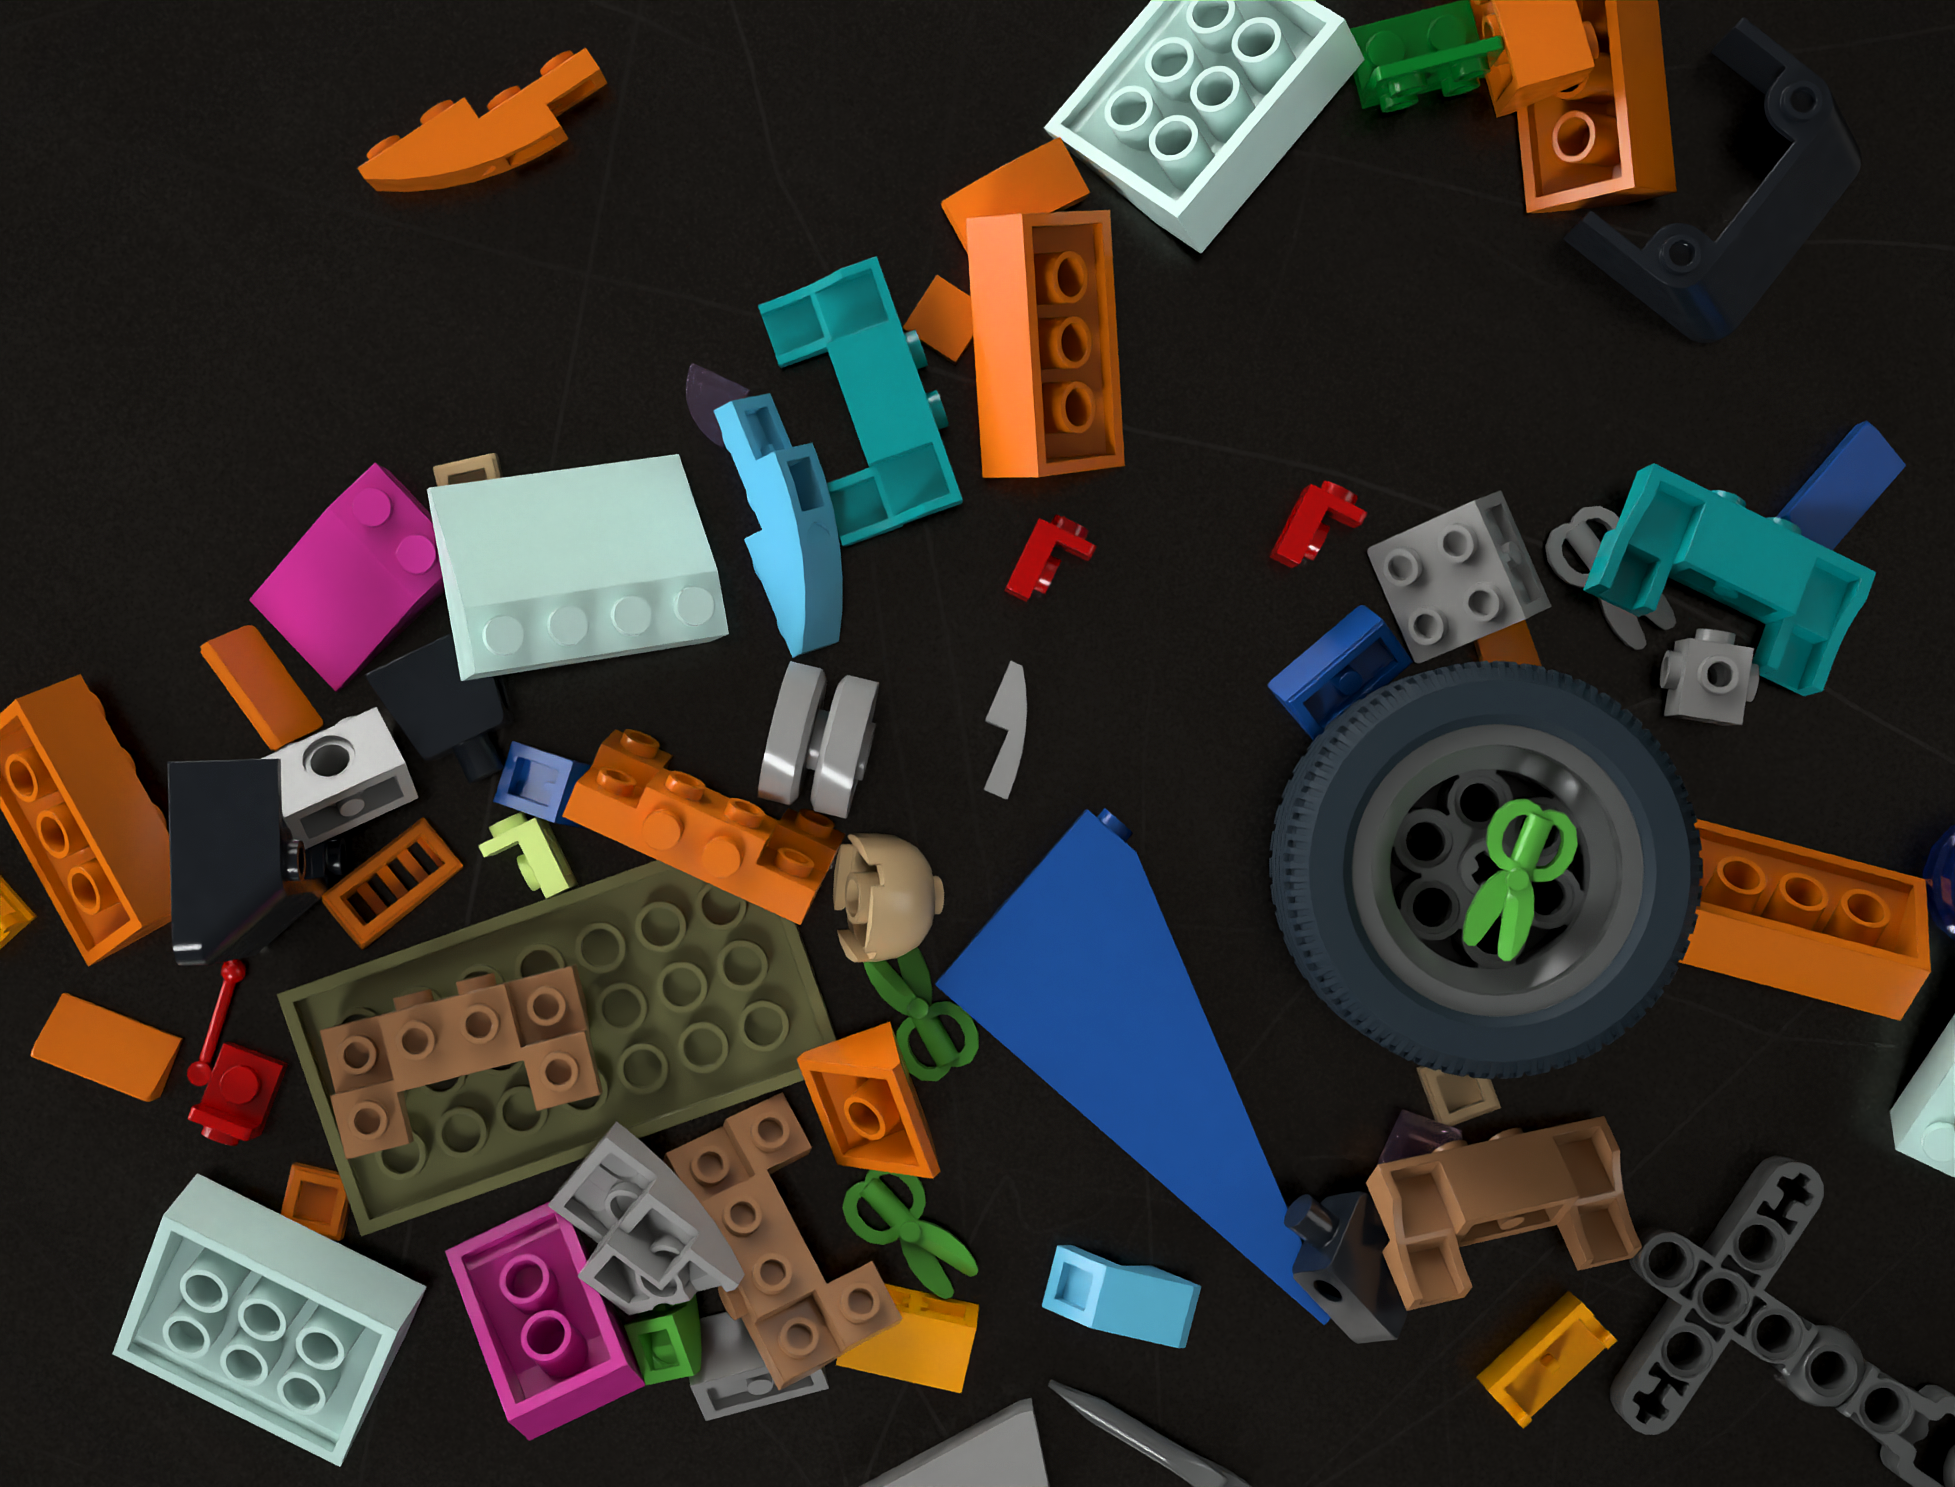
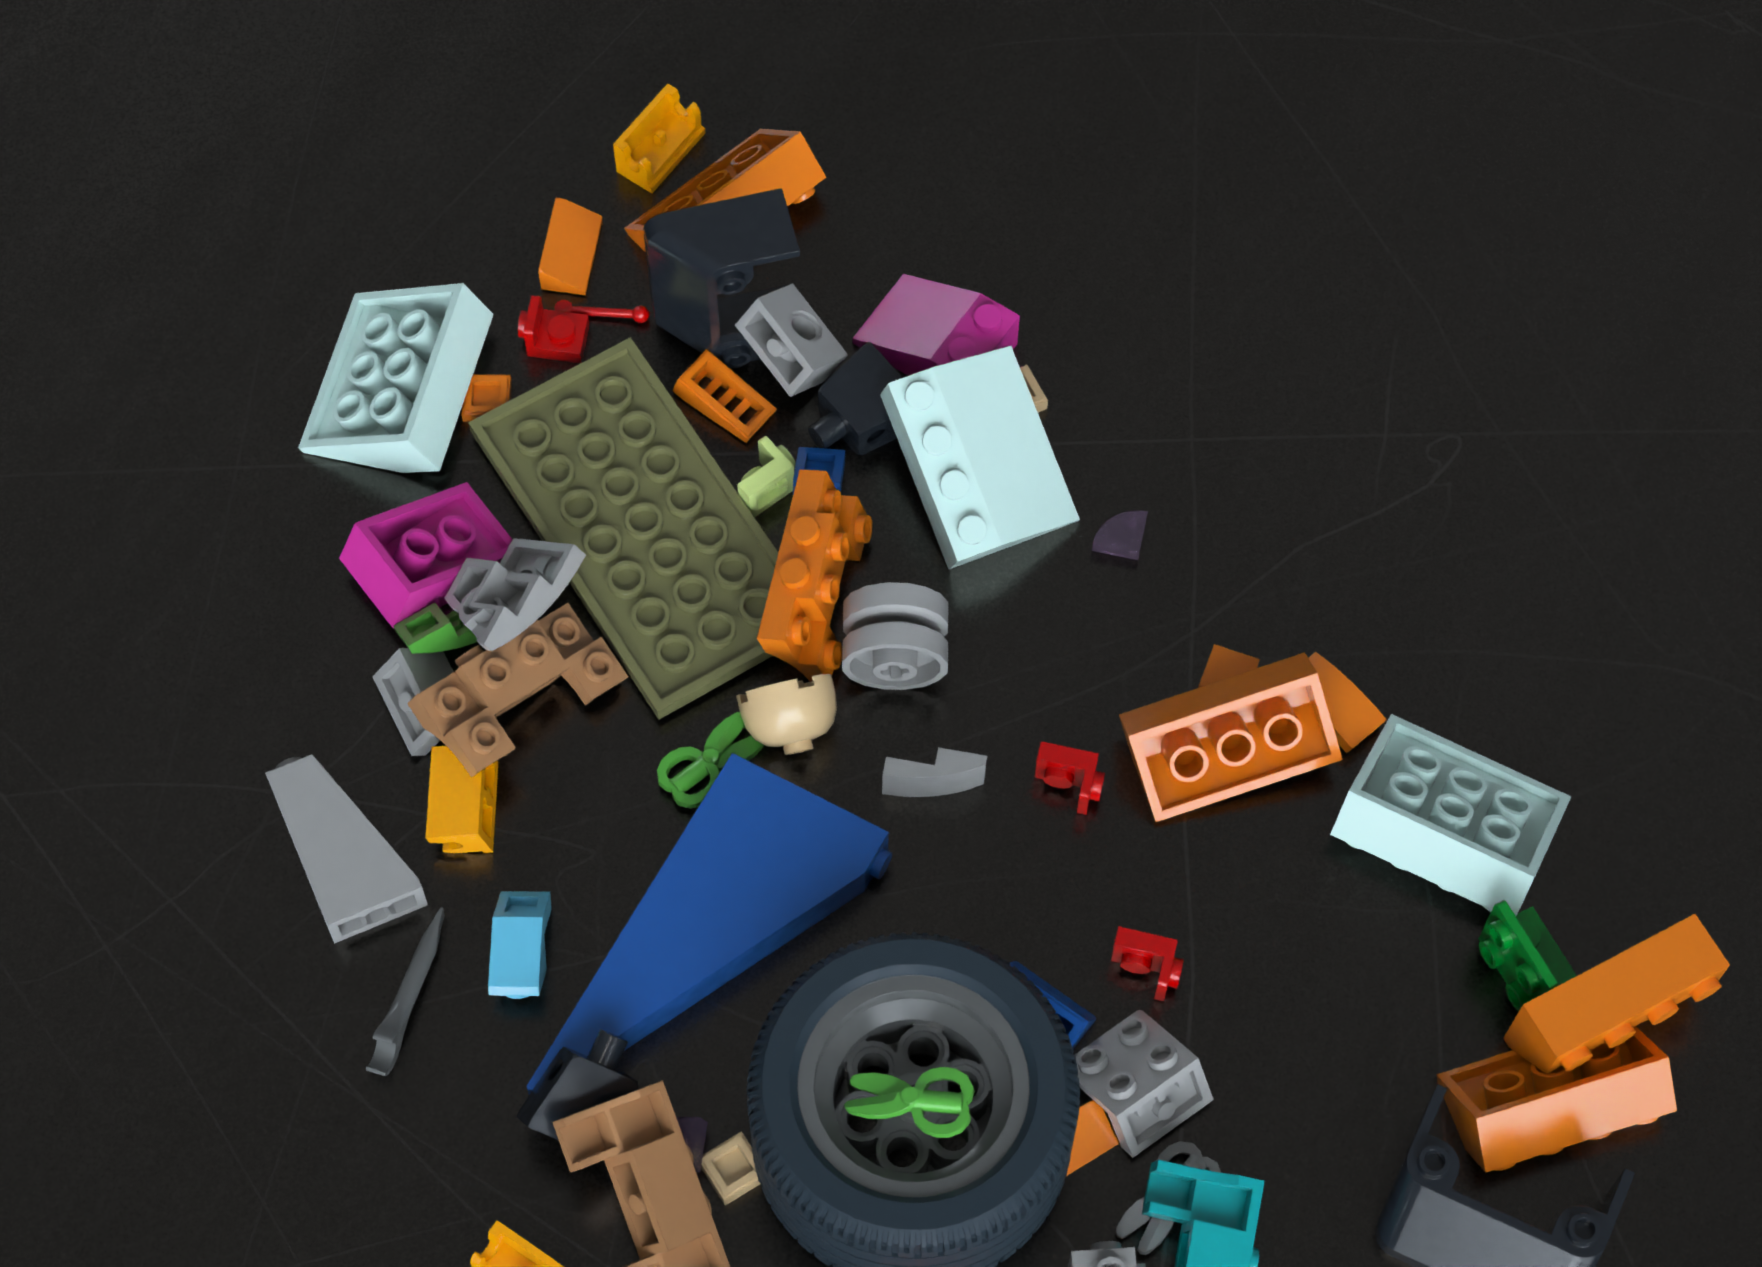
camera: 80 degrees right, 25 degrees down
(262, 687) = (846, 286): orange slope -> none
(454, 1036) = (622, 436): medium nougat bracket -> none
(462, 148) = (1260, 343): orange slope -> none
(799, 539) = (1048, 596): medium azure slope -> none
(870, 1104) = (635, 734): orange slope -> none
(878, 374) = (1158, 635): teal bracket -> none
(918, 1238) = (536, 797): bright green piece -> none

